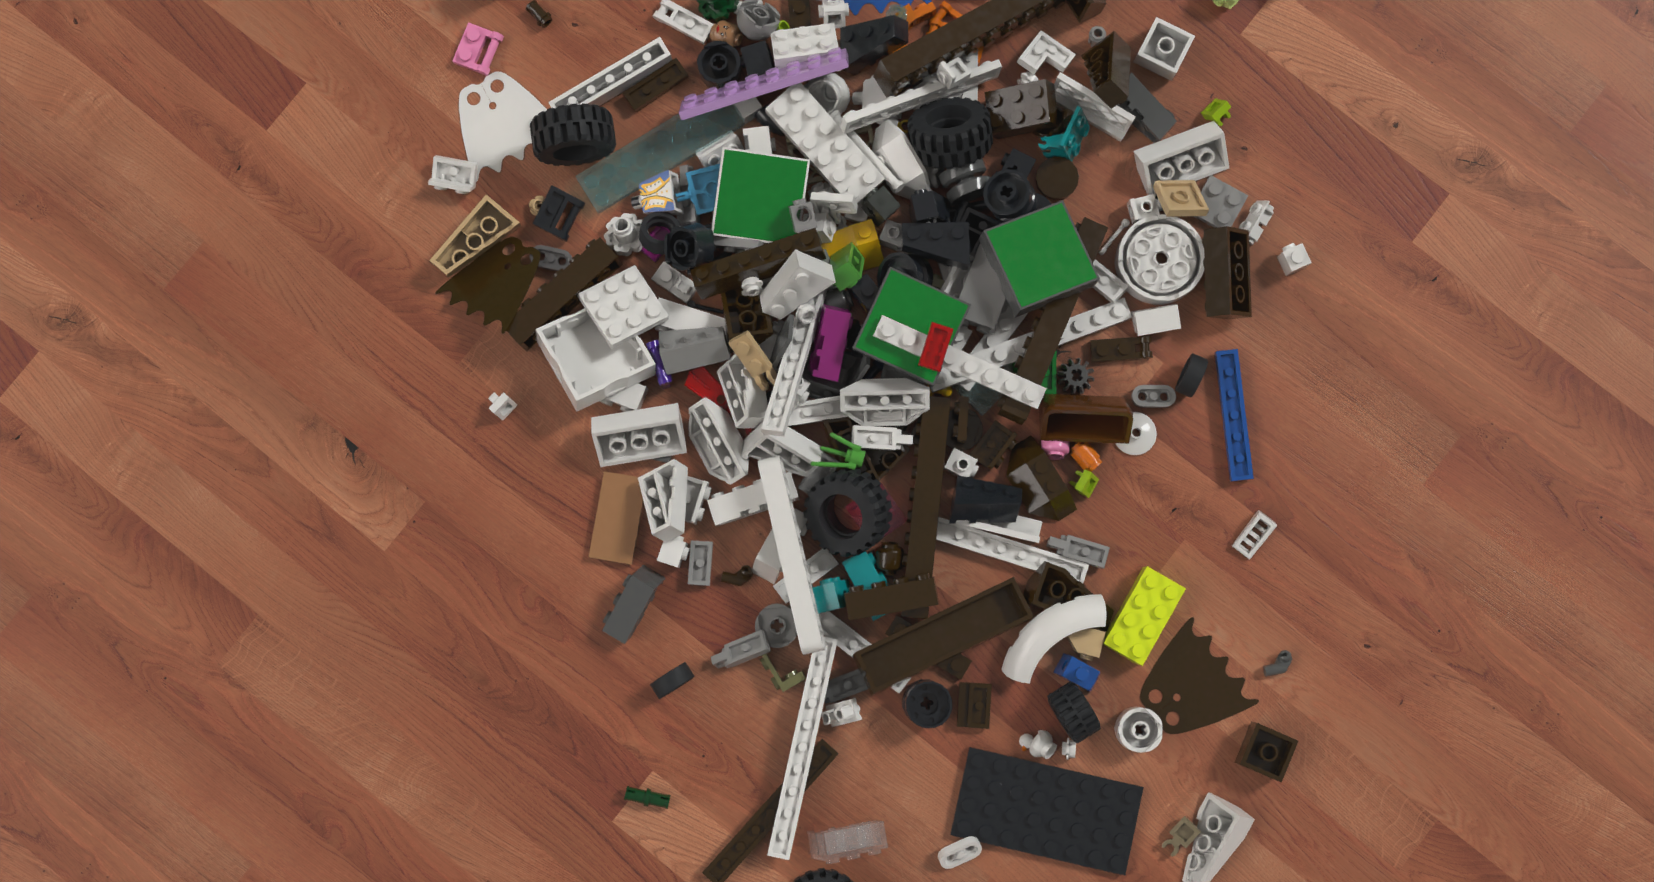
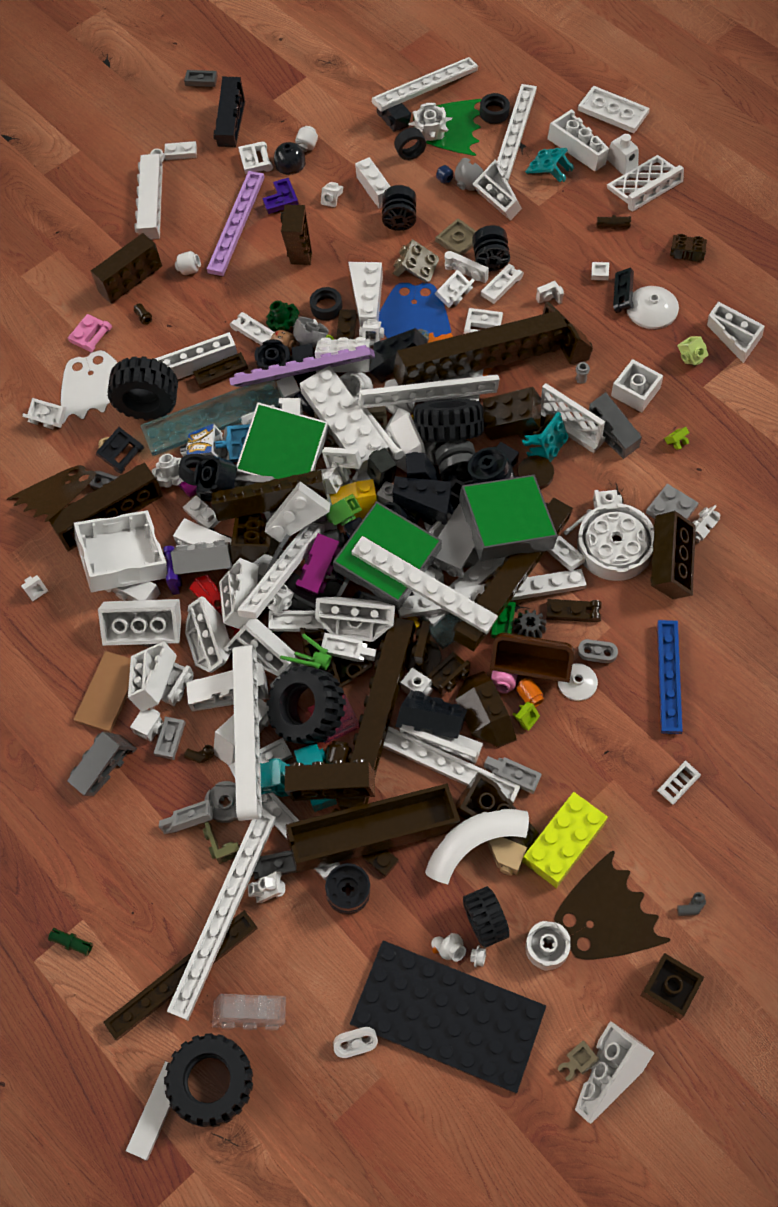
camera: 10 degrees right, 20 degrees down
(475, 235) = (47, 458): tan wedge -> none
(623, 306) = (151, 518): white plate -> none
(672, 680) = (118, 834): black tyre -> none
(752, 286) = (260, 513): white plate -> none
(753, 359) = (247, 563): tan hinge -> none
(806, 313) = (304, 539): white plate -> none
(807, 224) = (310, 453): light grey brick -> none
(935, 347) = (402, 564): red plate -> none
(952, 72) = (456, 374): white bracket -> none
(974, 705) = (393, 901): dark brown plate -> none
(1046, 49) = (536, 377): white plate -> none
(1077, 672) = (498, 882): blue torso -> none
(1109, 69) = (589, 386): dark brown wedge -> none
(1156, 319) = (607, 587): white hinge -> none
(1180, 198) = (639, 495): tan plate -> none
(1183, 156) = (644, 468): white slope -> none
(1191, 375) = (633, 635): black tyre -> none
(1293, 258) = (734, 555): white brick -> none

